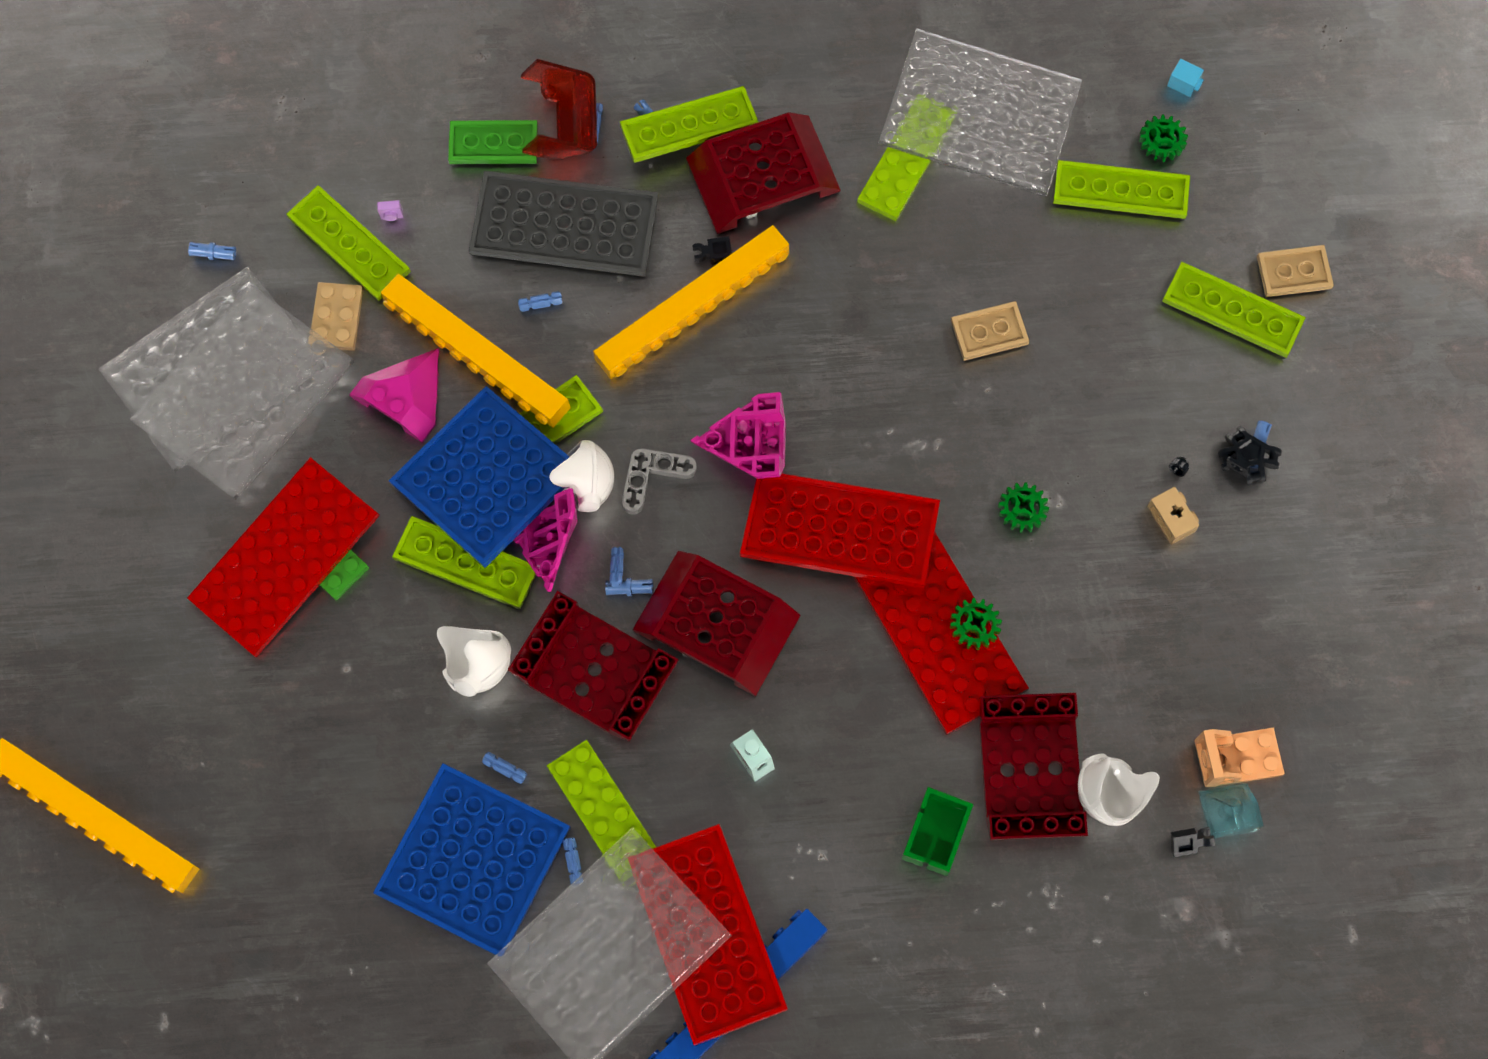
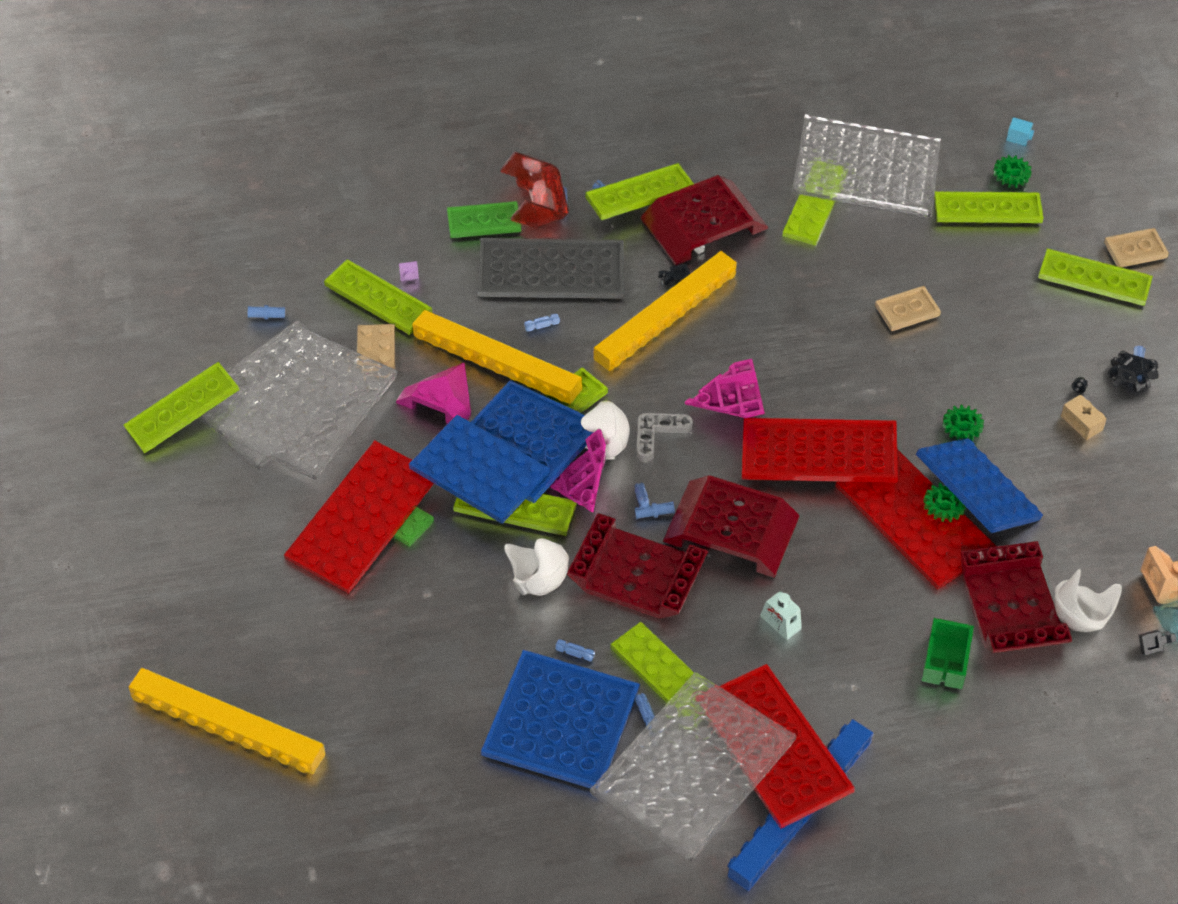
camera: 10 degrees left, 20 degrees down
(92, 381) = (181, 407): none -> lime plate
(425, 516) = (479, 468): none -> blue plate
(1022, 603) = (979, 485): none -> blue plate

